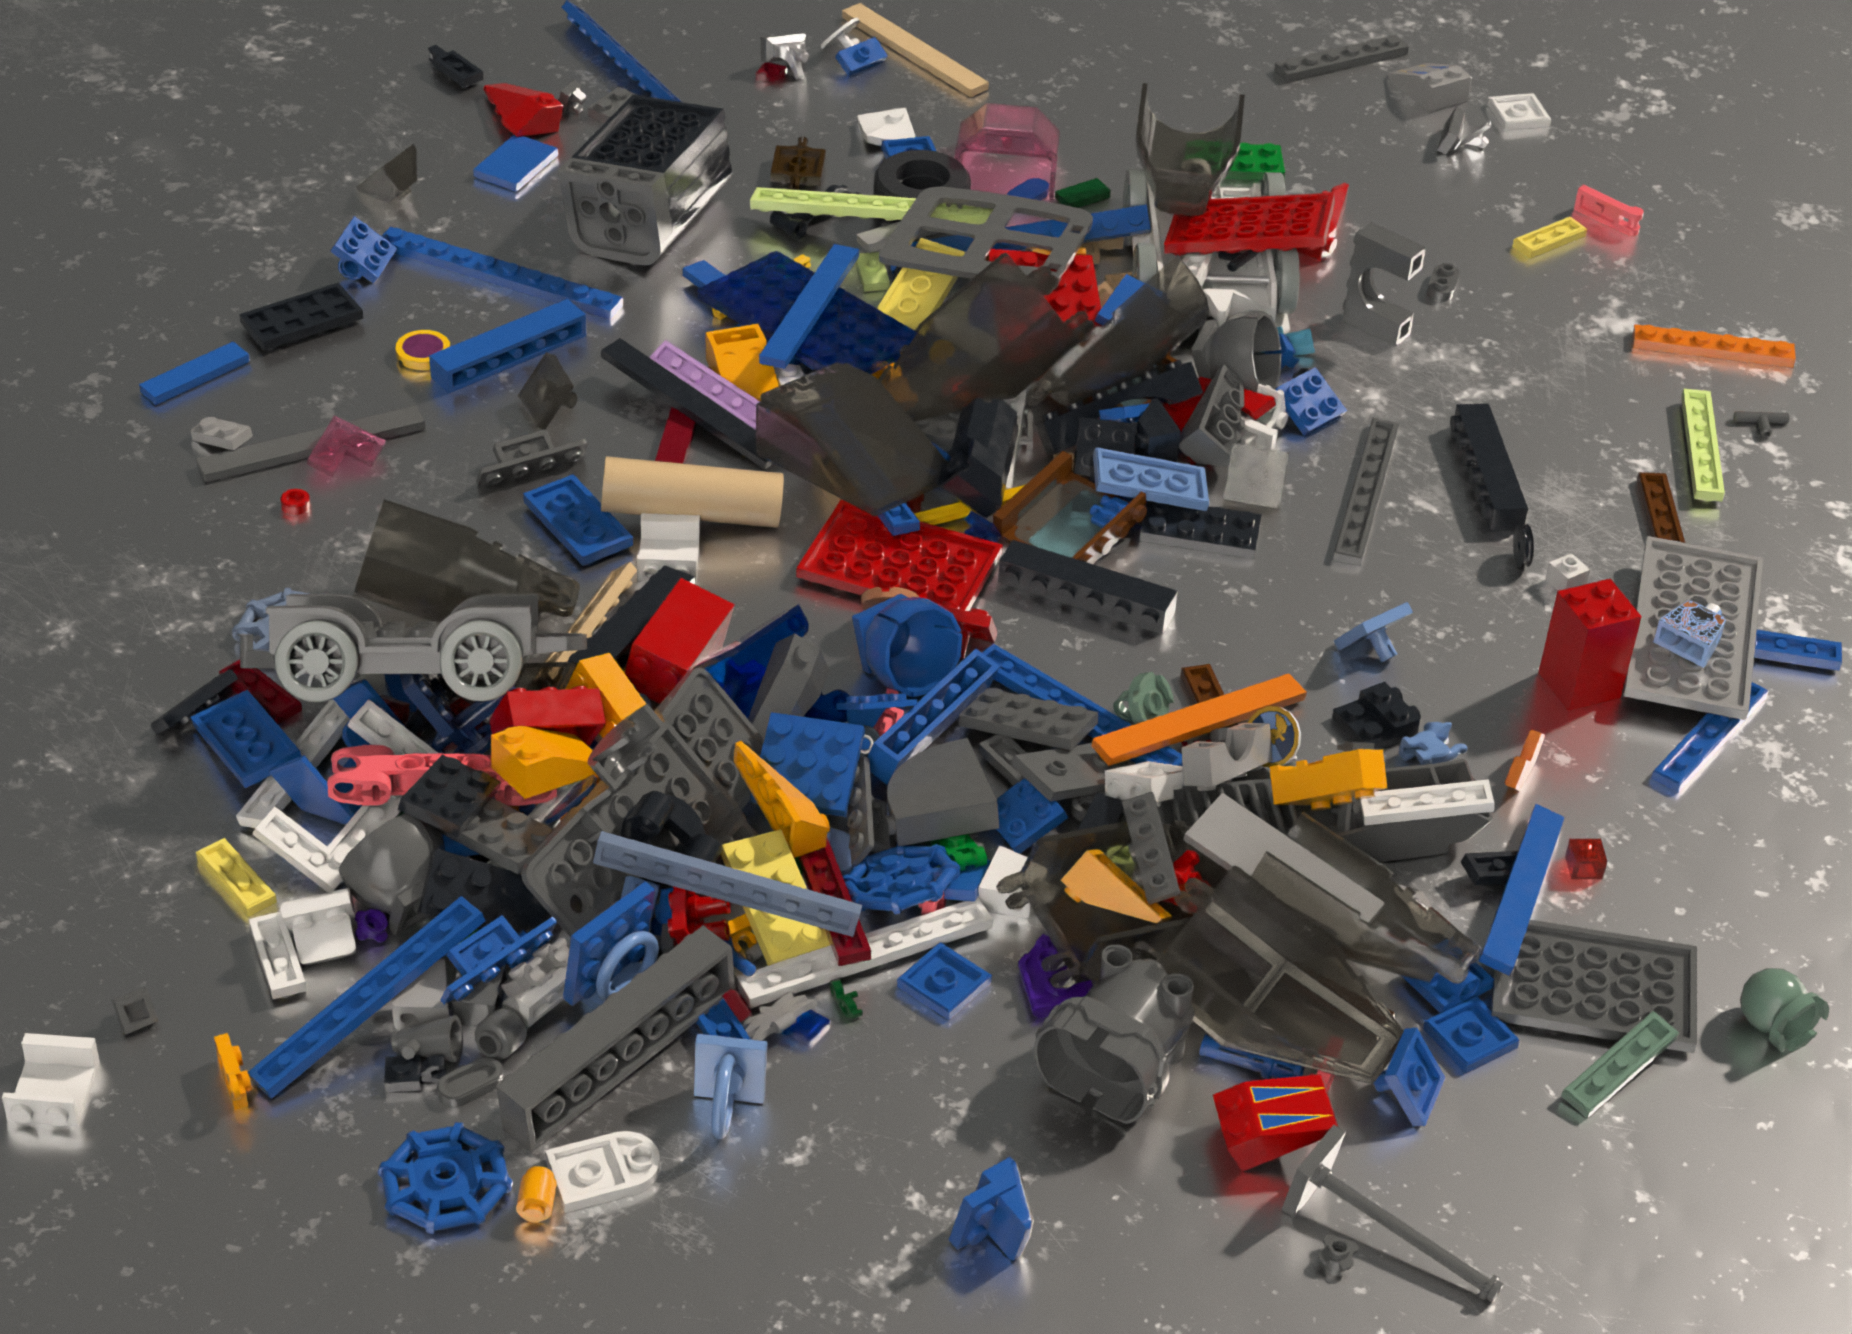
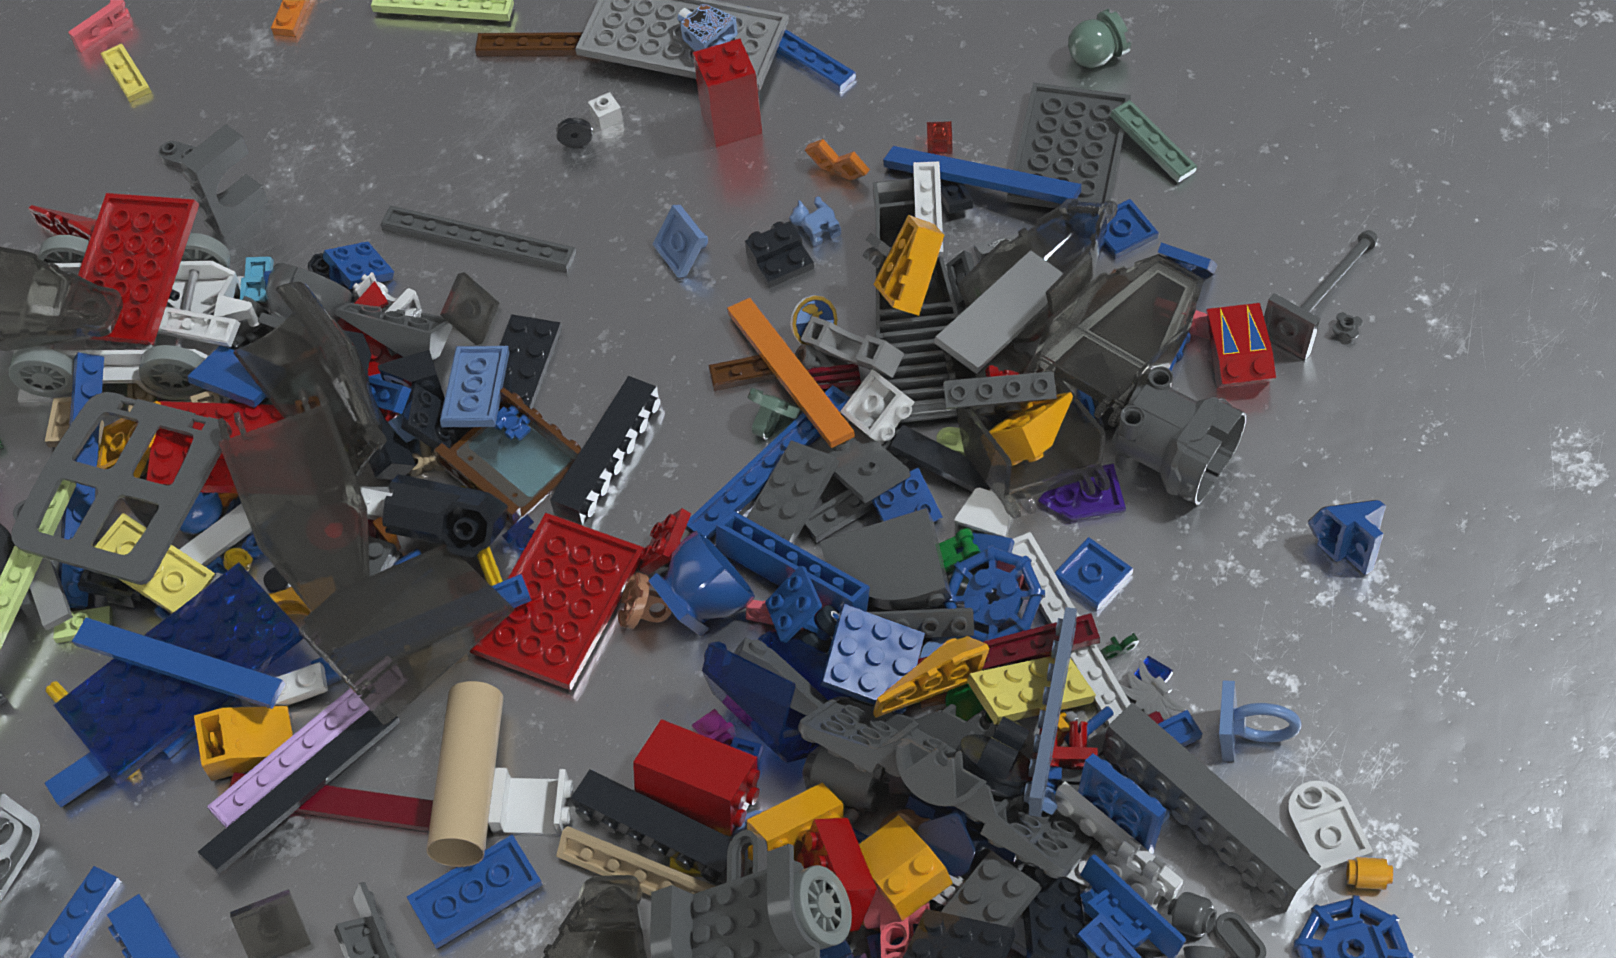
camera: 80 degrees left, 15 degrees up
(1489, 467) = (460, 146): black brick -> none

